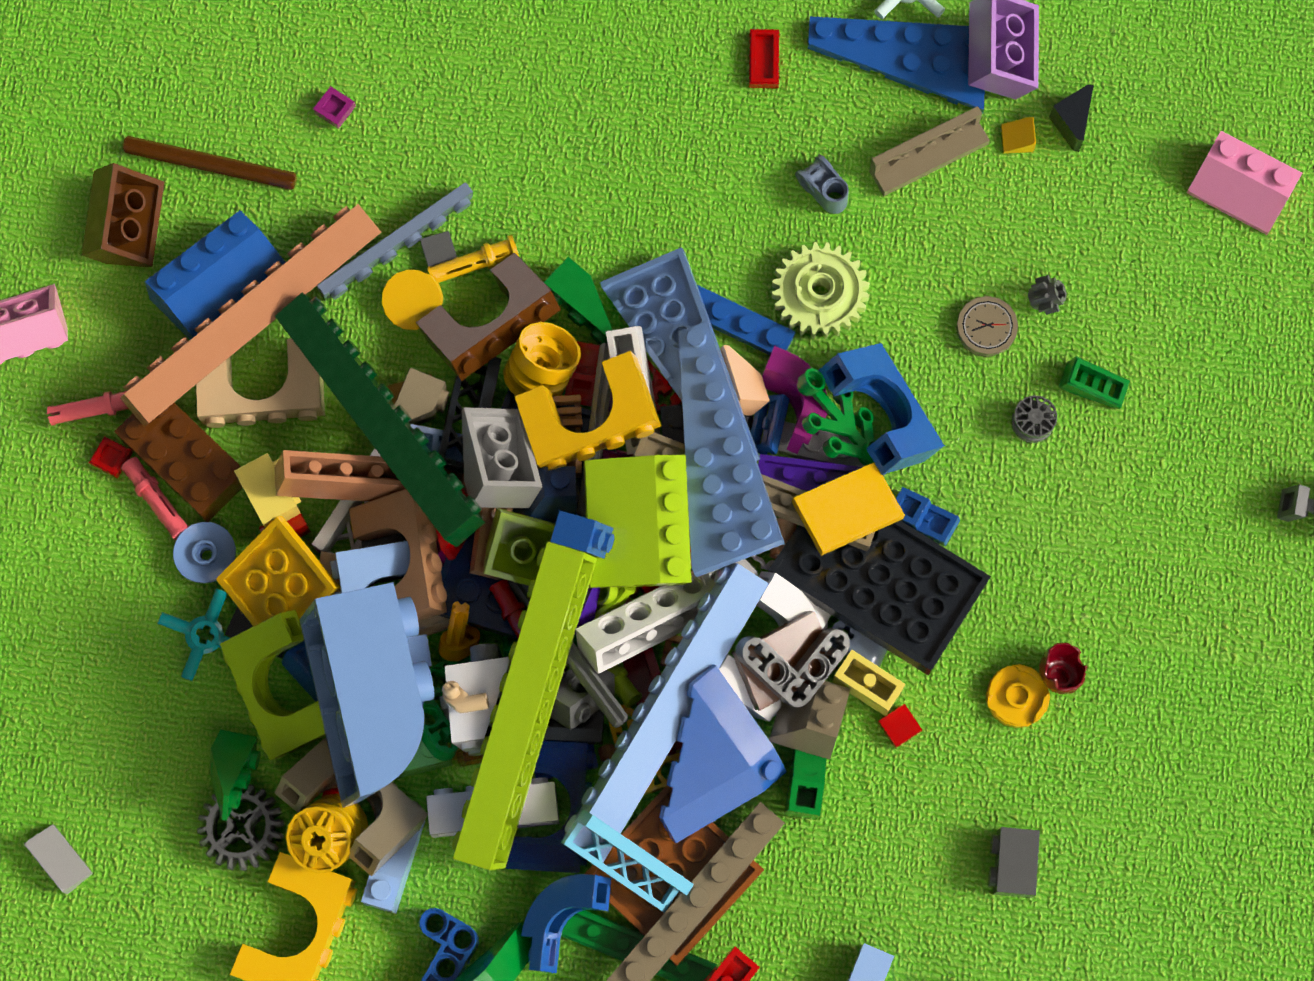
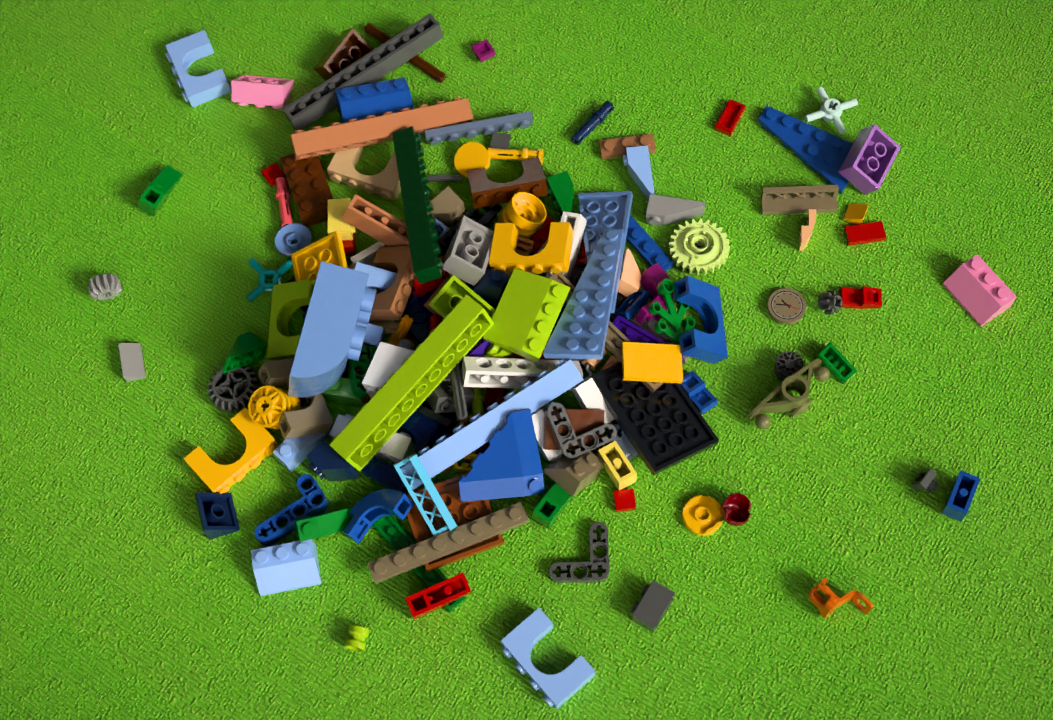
camera: 30 degrees right, 10 degrees down
(108, 403) = (273, 144): coral pin -> none
(170, 228) = (364, 71): none -> dark grey brick
(384, 345) = (445, 178): none -> dark grey piece
(455, 879) = (330, 464): none -> dark blue slope
(461, 701) = (378, 362): tan arm -> none
(567, 145) = (597, 118): none -> dark blue pin
(583, 534) = (490, 301): blue brick -> none
(634, 172) = (617, 147): none -> medium nougat plate
(673, 203) = (639, 168): none -> light blue slope
(745, 252) = (668, 210): none -> light grey slope
(820, 180) = (729, 192): sand blue piece -> none
(902, 835) = (595, 562): none -> dark grey beam
(964, 199) = (806, 231): none -> light nougat slope
(1045, 161) = (865, 233): none -> red tile
(1071, 116) = (893, 213): black slope -> none
(1073, 444) = (787, 403): none -> olive piece
(1085, 266) = (861, 298): none -> red slope
(1251, 751) = (833, 601): none -> orange piece

